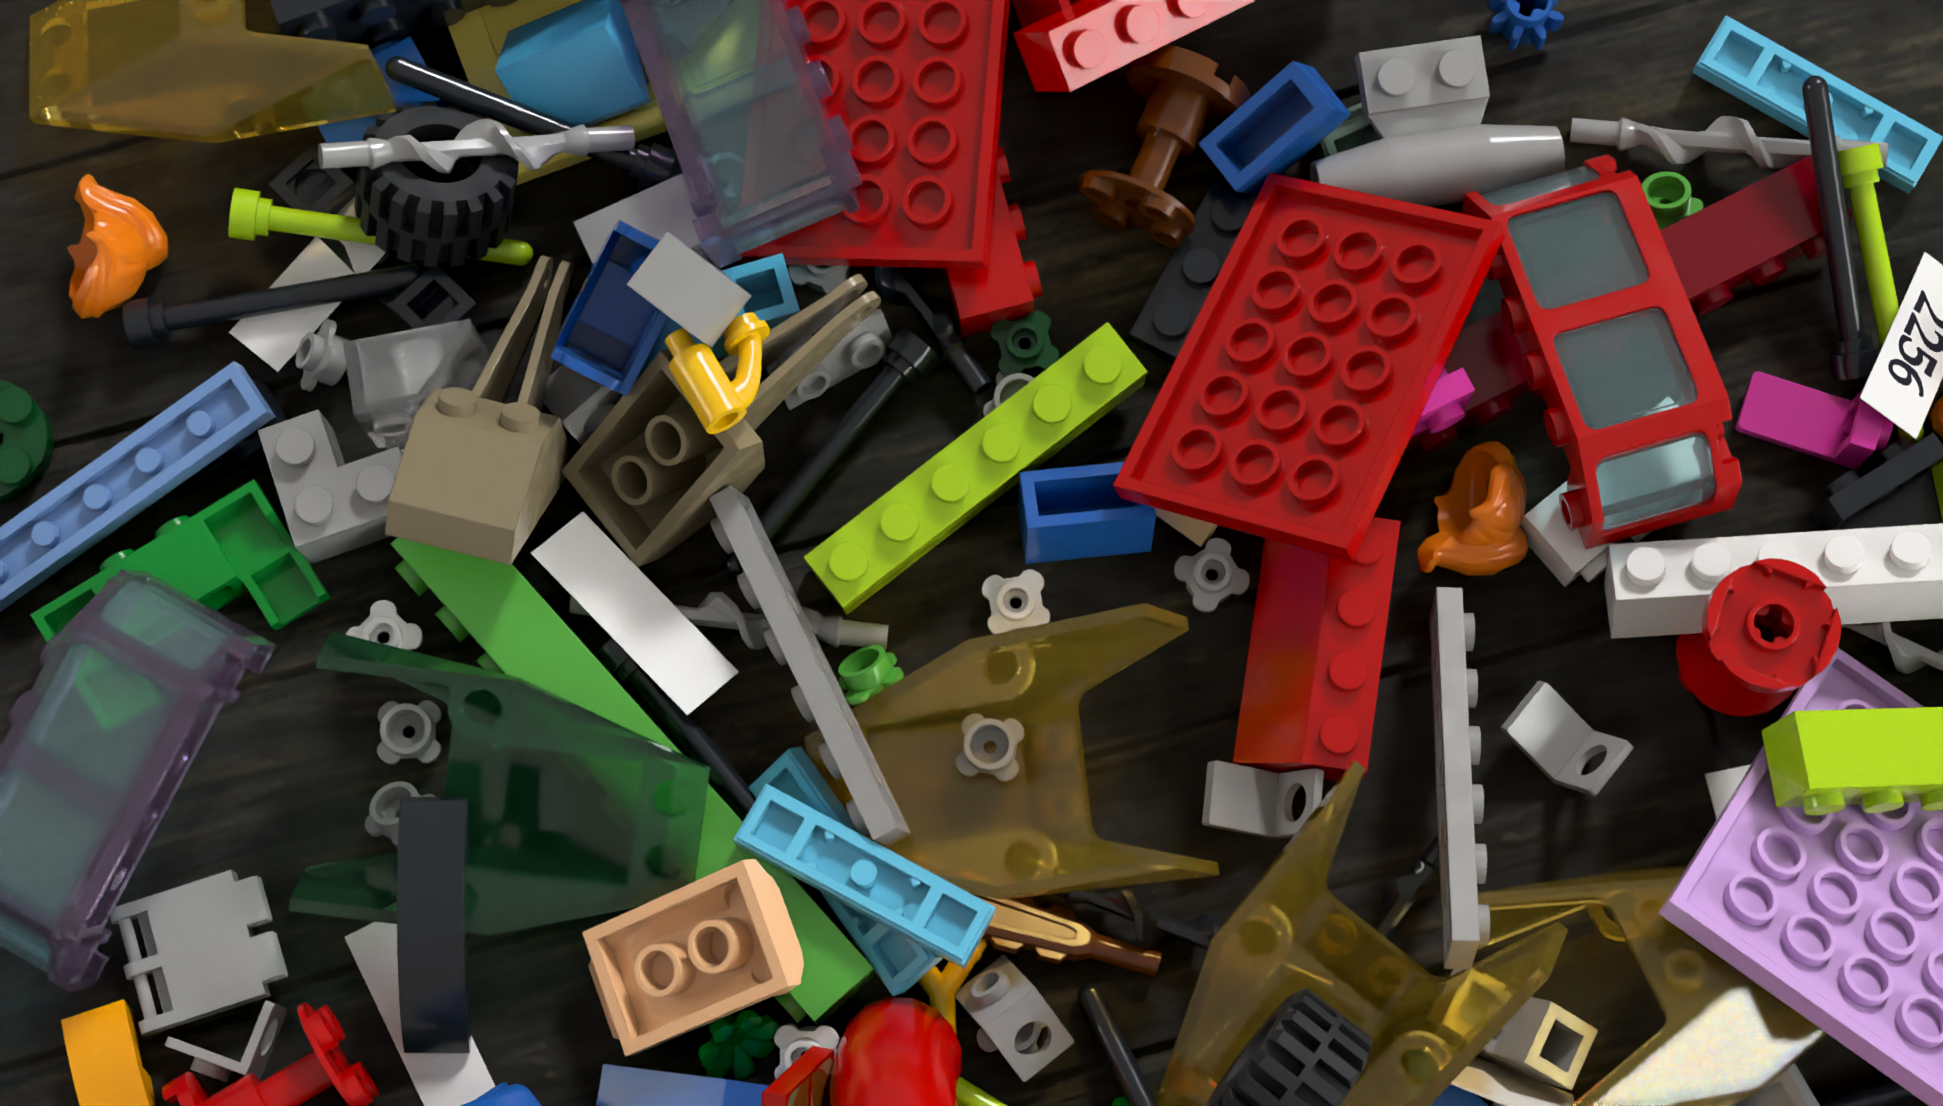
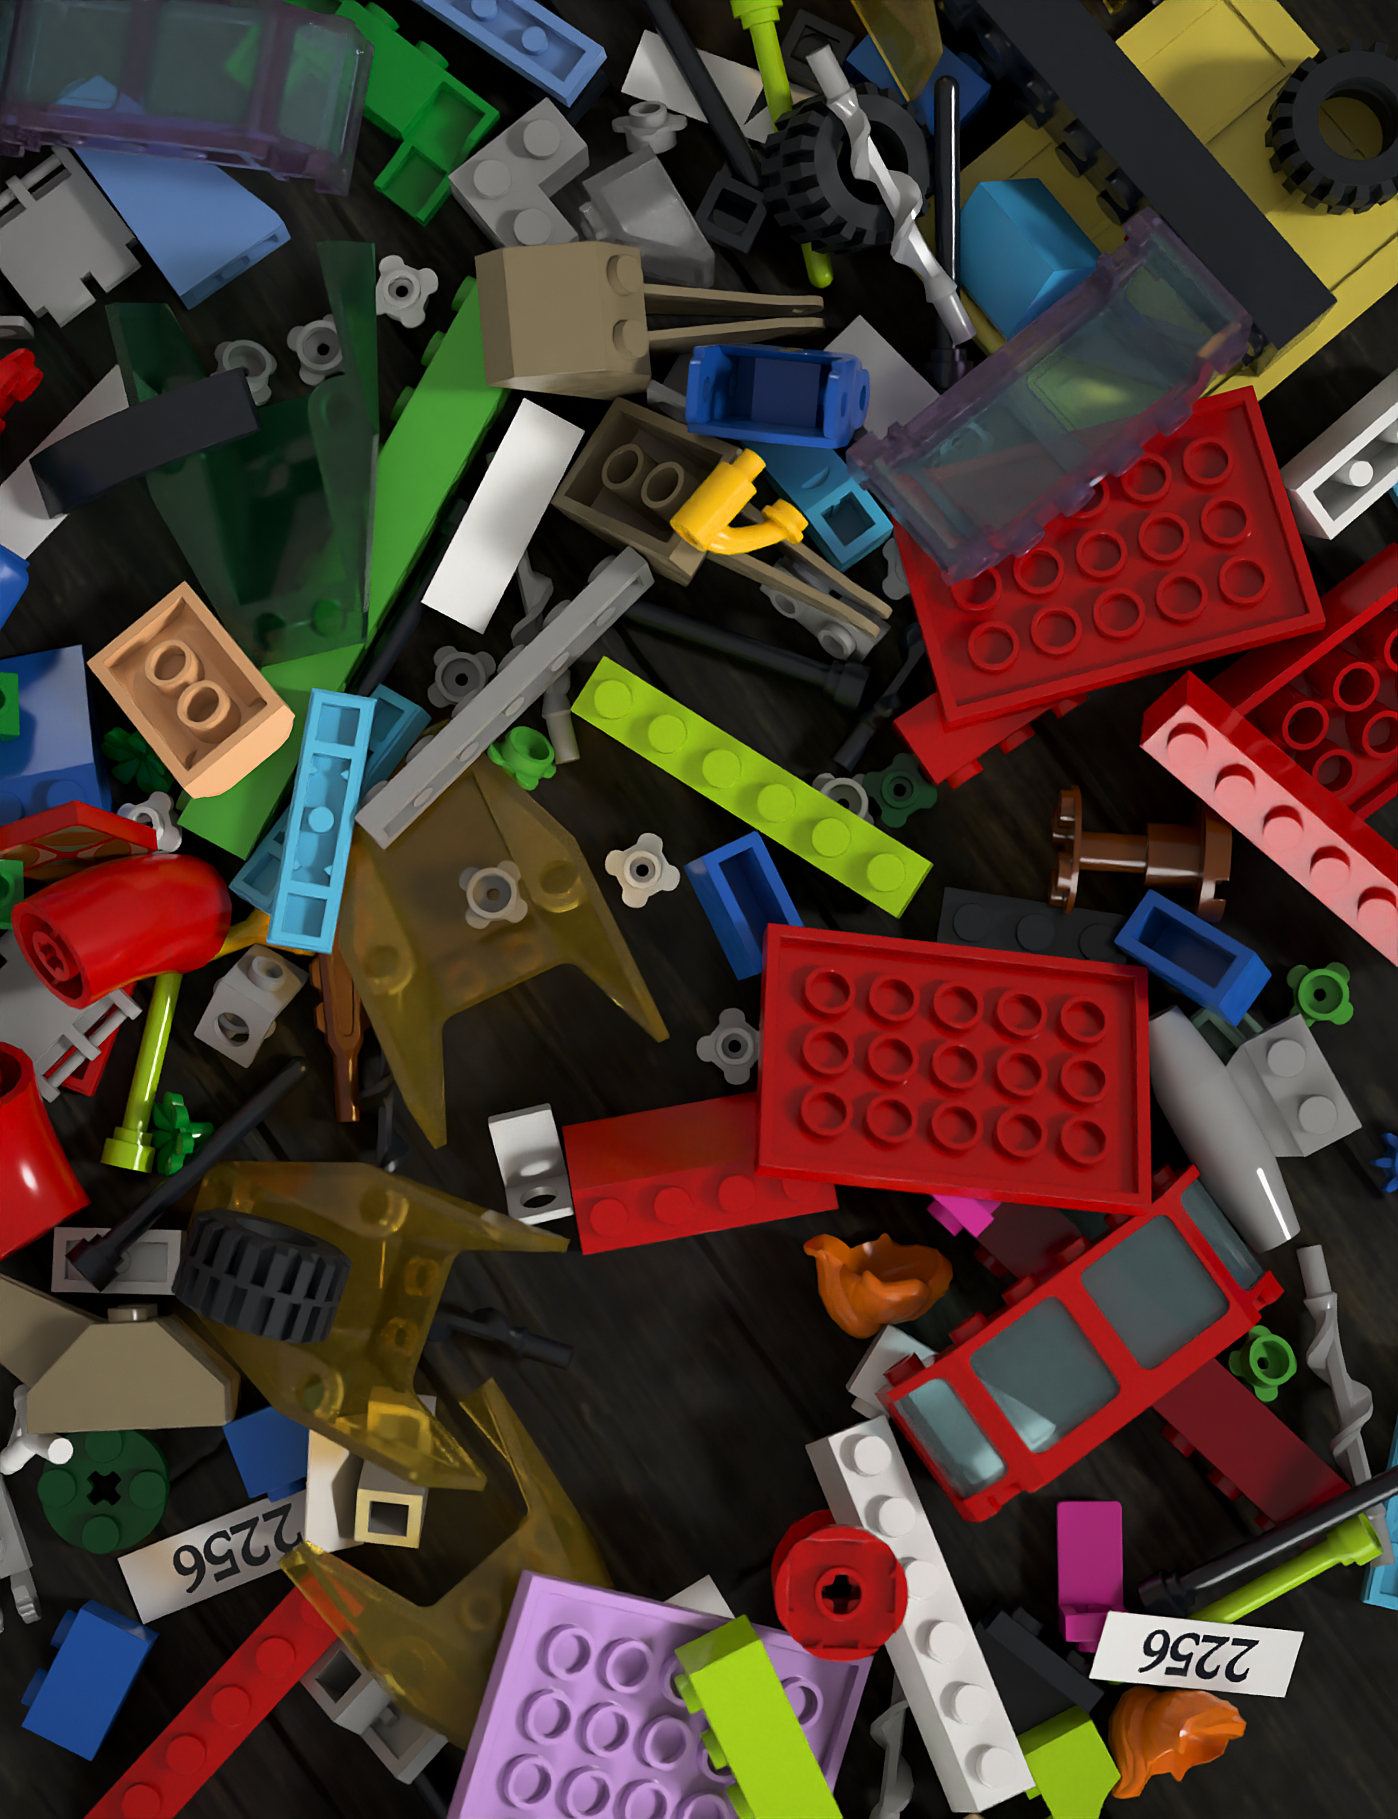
camera: 65 degrees right, 10 degrees up
(230, 813) = (188, 218): none -> medium blue slope
(689, 289) = (798, 452): light grey brick -> none
(754, 714) = (453, 663): none -> light grey plate
(1340, 25) = (1332, 981): none -> bright green plate
(1458, 800) = (581, 1350): light grey plate -> none
(1562, 741) = (687, 1431): light grey bracket -> none

